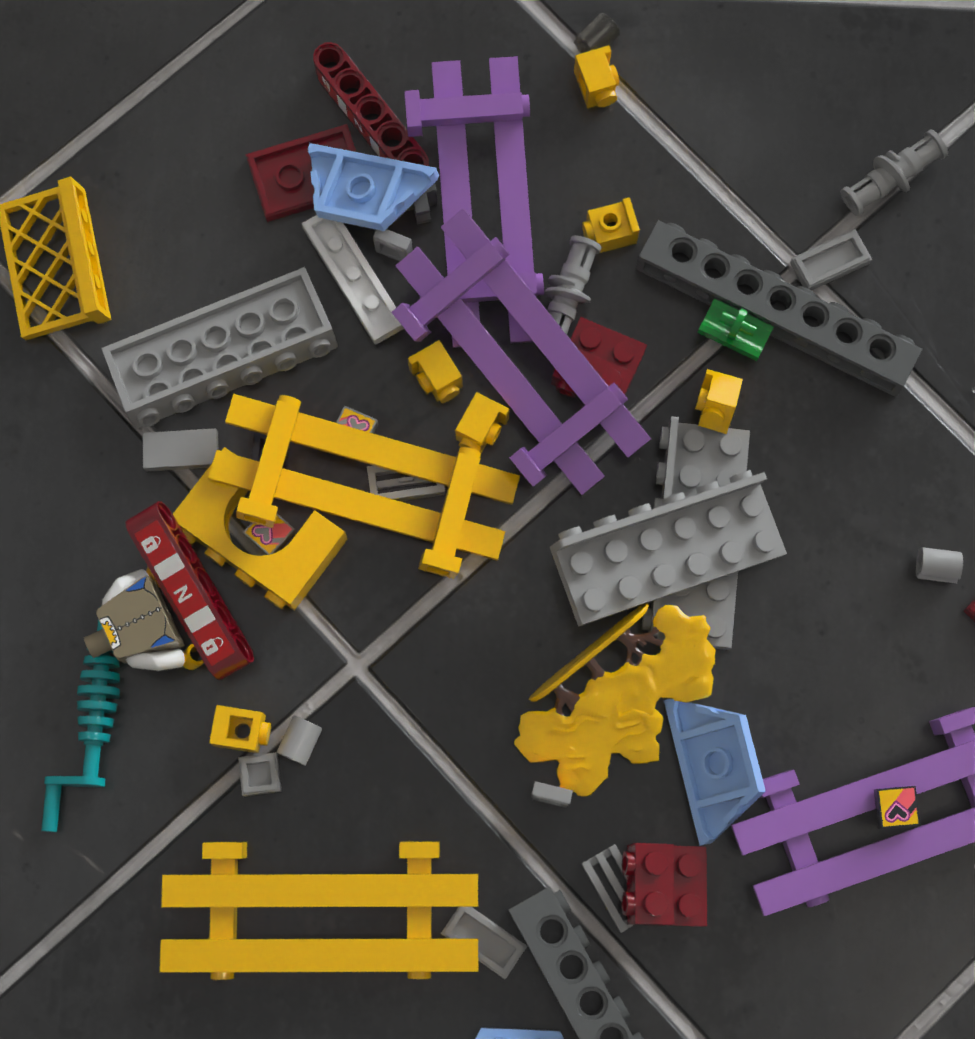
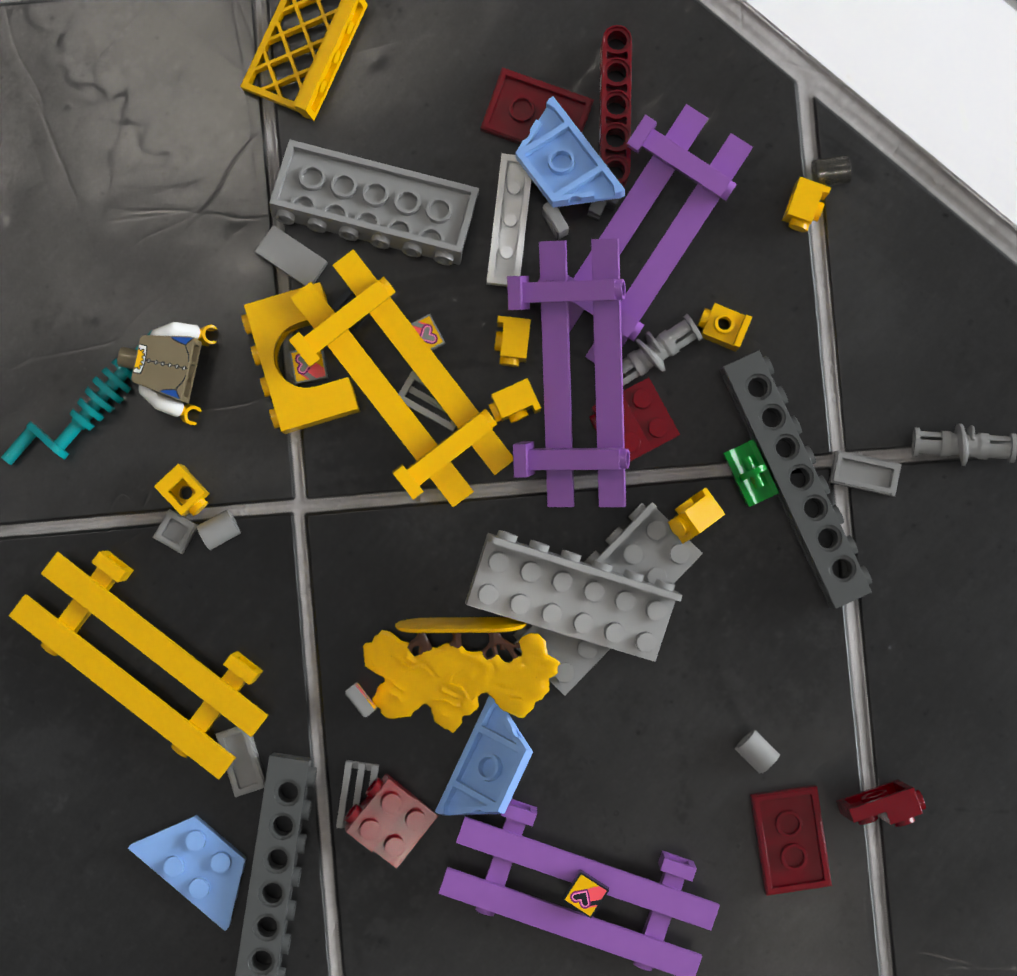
camera: 35 degrees right, 10 degrees up
(189, 590) = (219, 367): beam -> none

